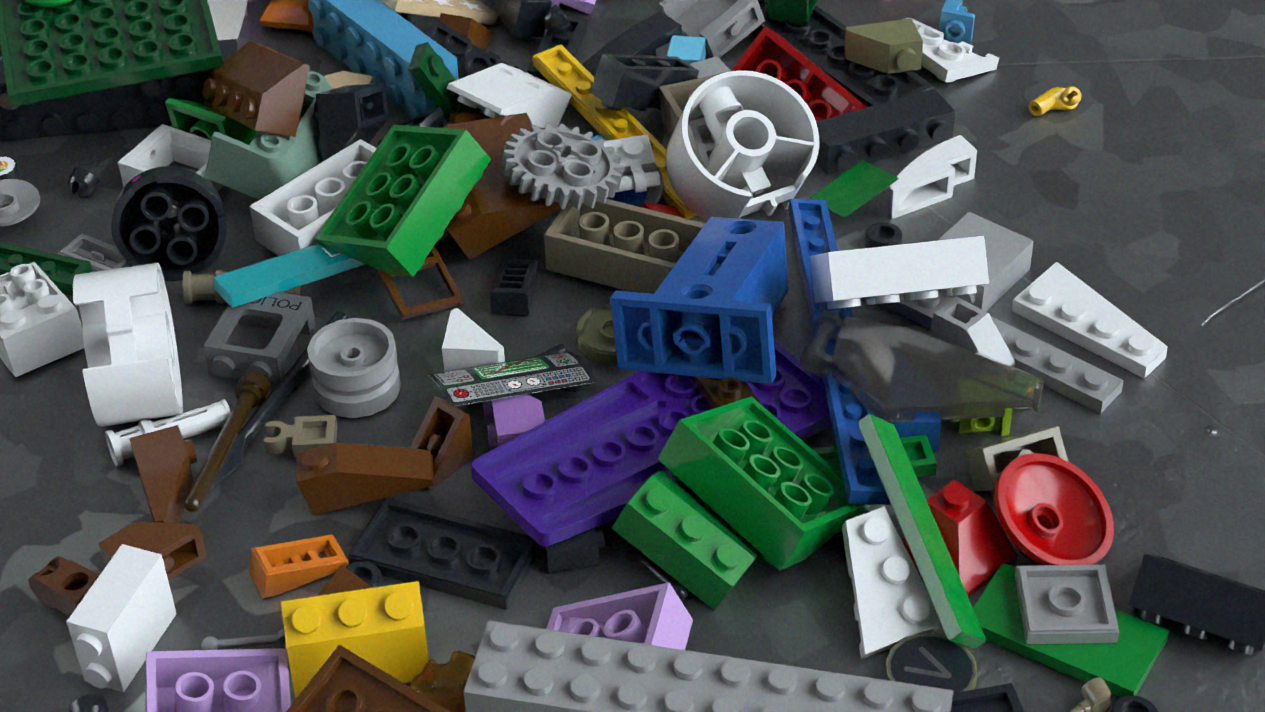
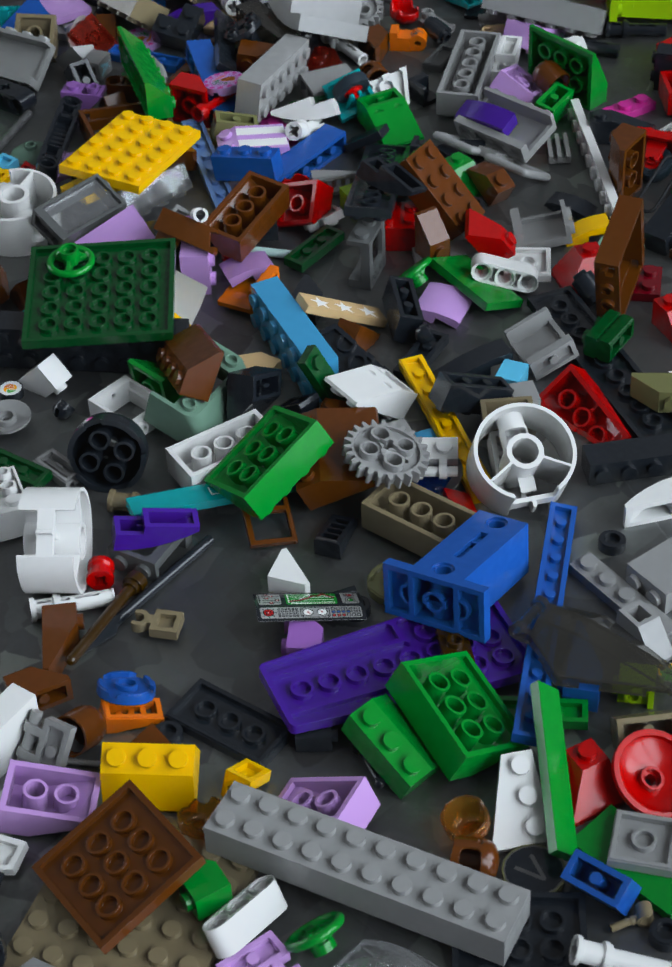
camera: 15 degrees right, 0 degrees up
(48, 144) = (46, 377): none -> white slope
(199, 382) = (100, 572): none -> red wheel
(202, 613) = (54, 740): none -> light grey plate
(239, 589) = (90, 726): none -> reddish brown helmet
(263, 309) = (153, 527): none -> dark purple slope
(282, 531) = (126, 688): none -> blue tile
(354, 367) = (205, 580): light grey wheel -> none
(359, 473) = (186, 658): reddish brown slope -> none
(447, 436) = (247, 647): reddish brown slope -> none
(484, 609) = (247, 773): none -> yellow bracket
(819, 618) = (465, 817): none -> clear orange hair
(848, 656) = (476, 854): none -> reddish brown helmet
(854, 188) = (600, 500): green sticker -> none
(909, 269) = (600, 574): white brick -> none
(1031, 664) = (601, 882): none -> blue brick

